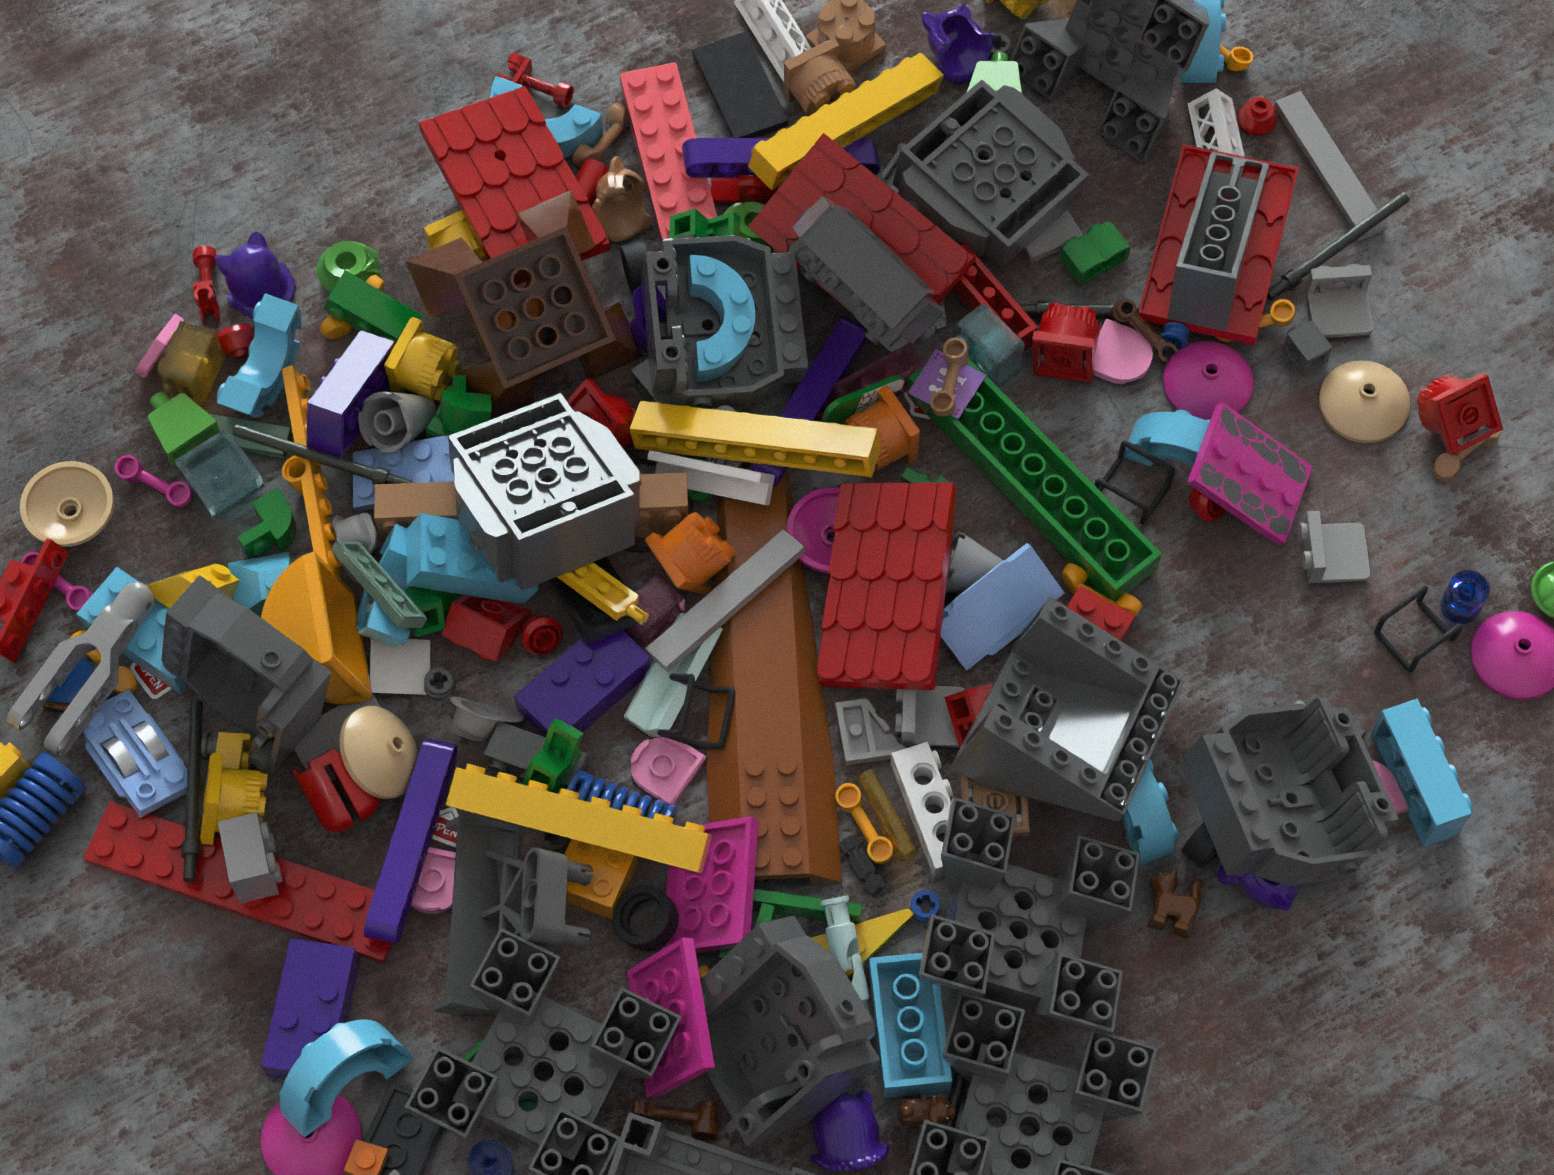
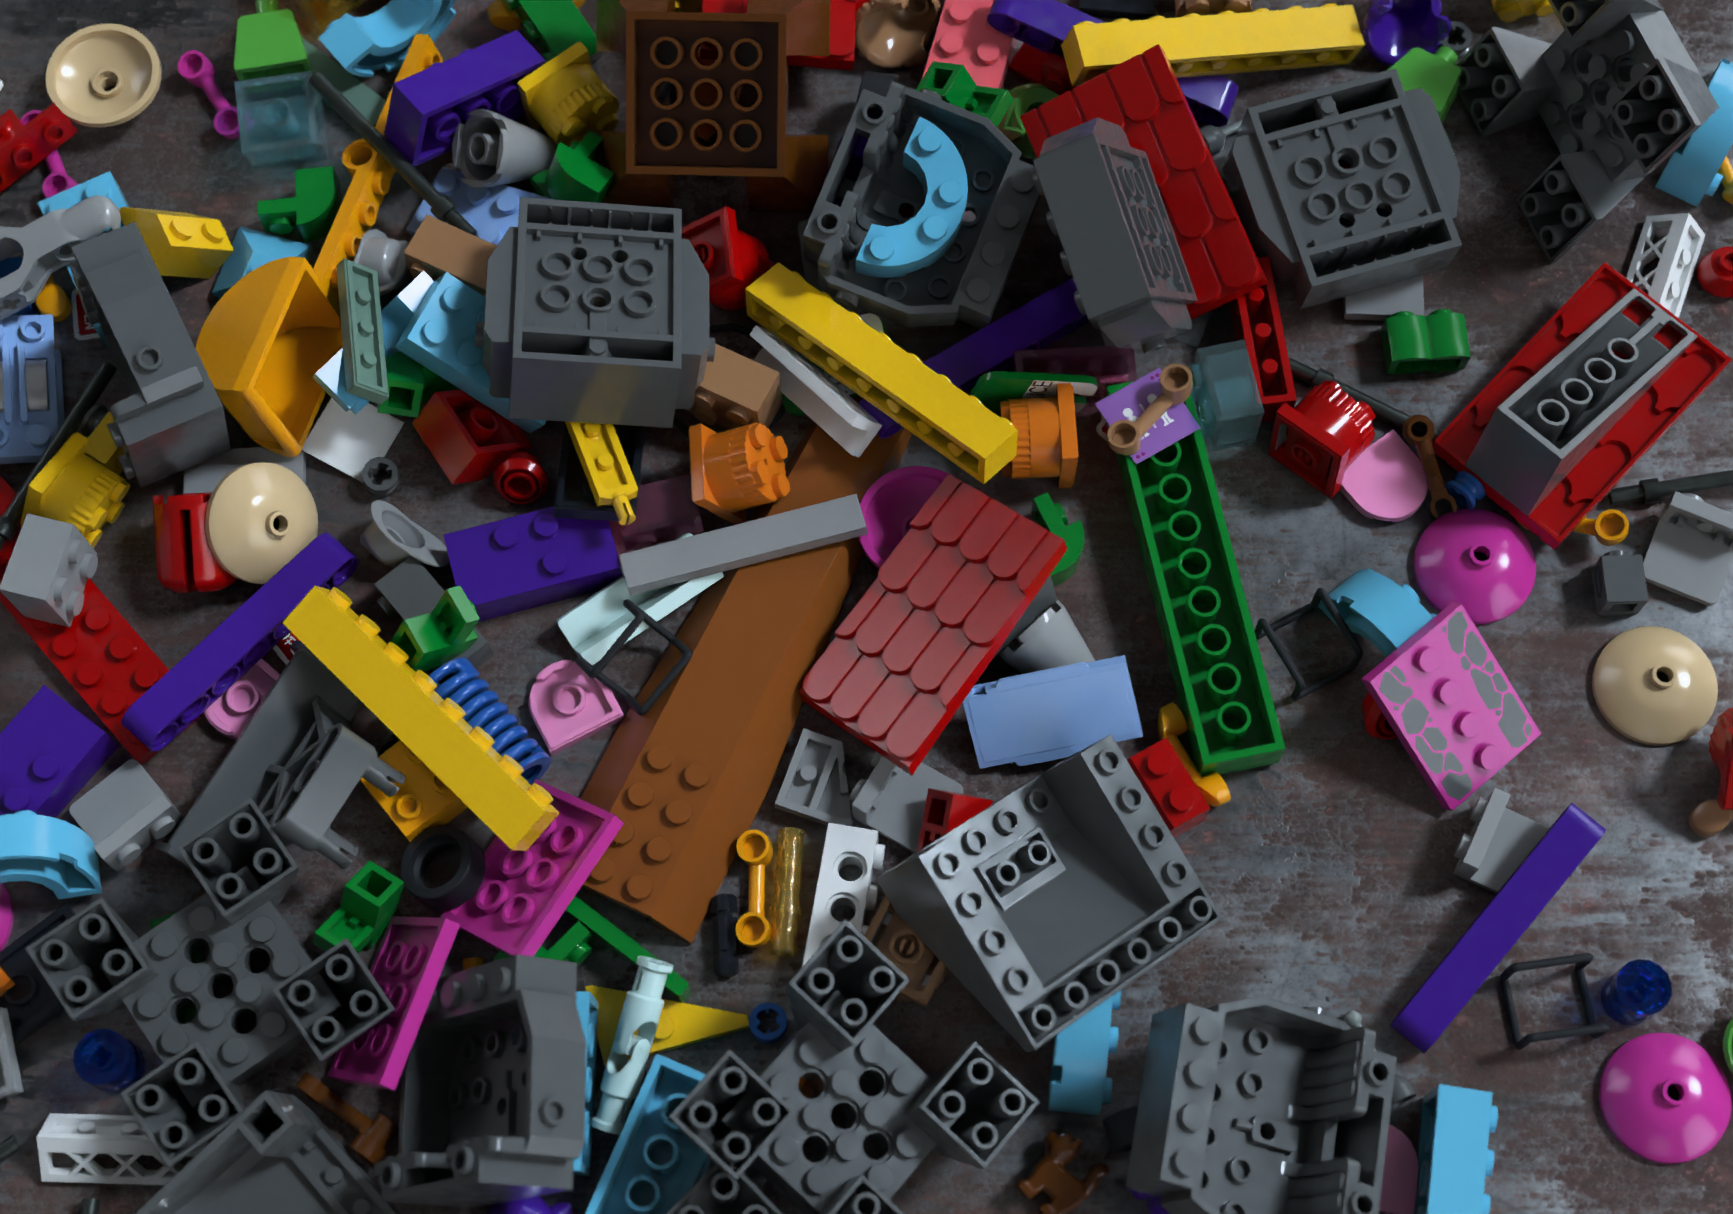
camera: 30 degrees right, 5 degrees up
(398, 998) = (125, 814): none -> light grey bracket
(607, 973) = (364, 911): none -> green brick
(1357, 601) = (1497, 928): none -> dark purple beam

